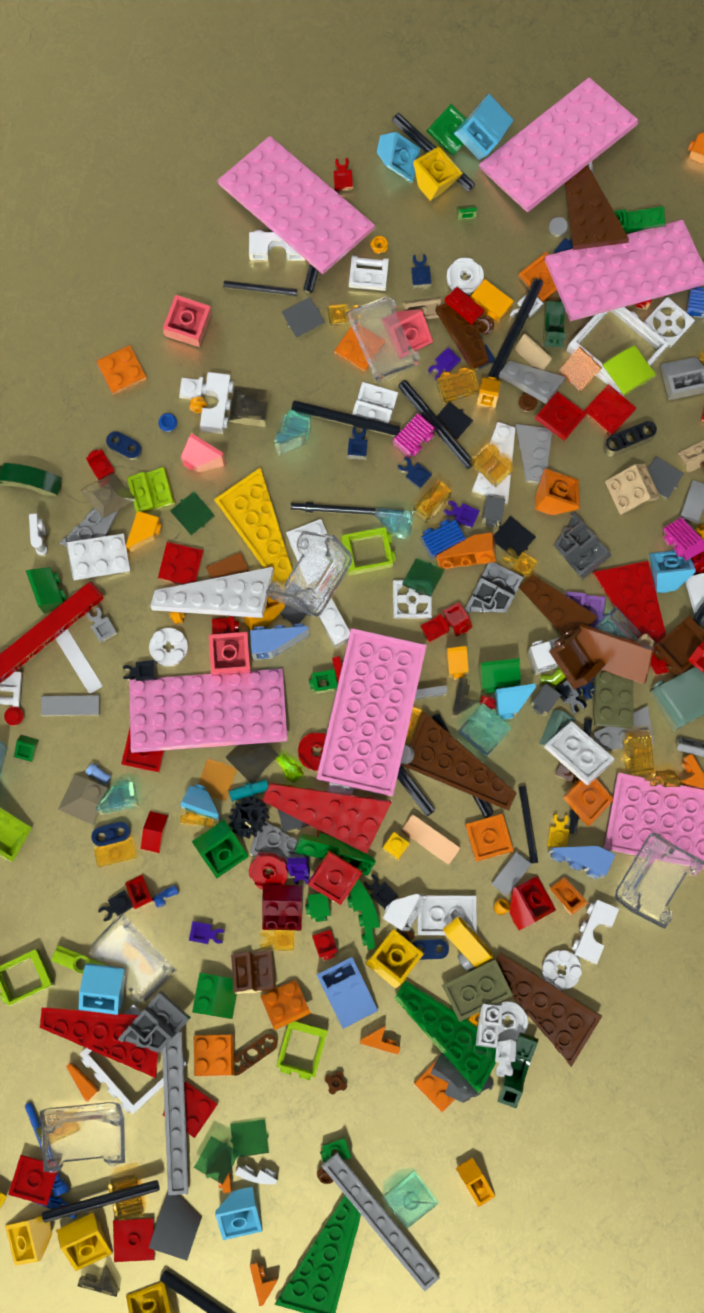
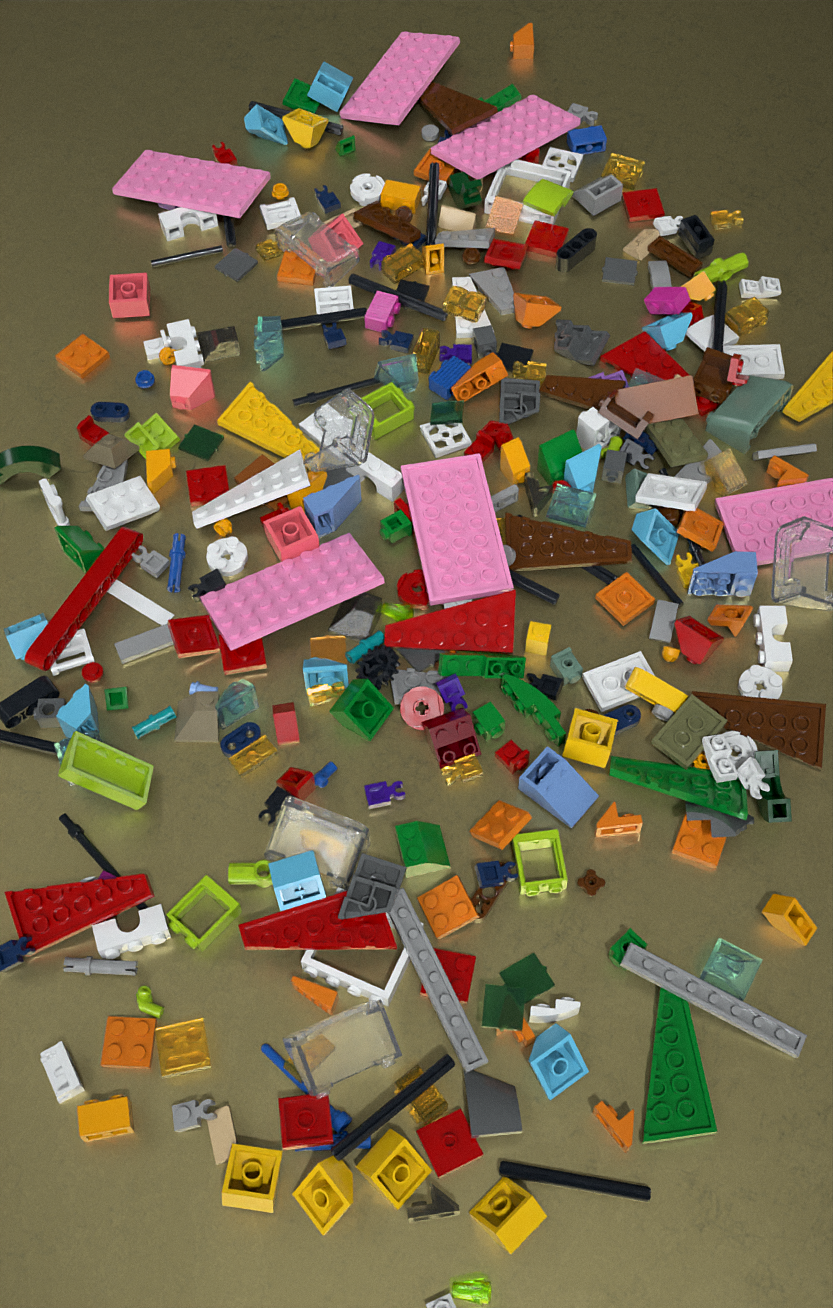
camera: 20 degrees left, 20 degrees down
(47, 787) = (154, 722): none -> teal pin
(109, 718) = (193, 636): none -> red plate
(122, 636) = (177, 555): none -> blue pin
(253, 972) = (451, 809): reddish brown slope -> none
(258, 1045) = (491, 874): none -> dark blue plate
(323, 1176) = (628, 979): reddish brown plate -> none
(334, 877) = (492, 680): red plate -> none
(403, 876) = (560, 663): none -> sand green brick
(404, 911) = (577, 688): white slope -> none
(430, 839) = (570, 621): light nougat slope -> none
(464, 305) = (378, 204): red plate -> none
(545, 788) = (656, 533): none -> medium azure slope
(632, 488) = (597, 284): tan bracket -> none
(666, 778) = (763, 483): clear yellow plate -> none

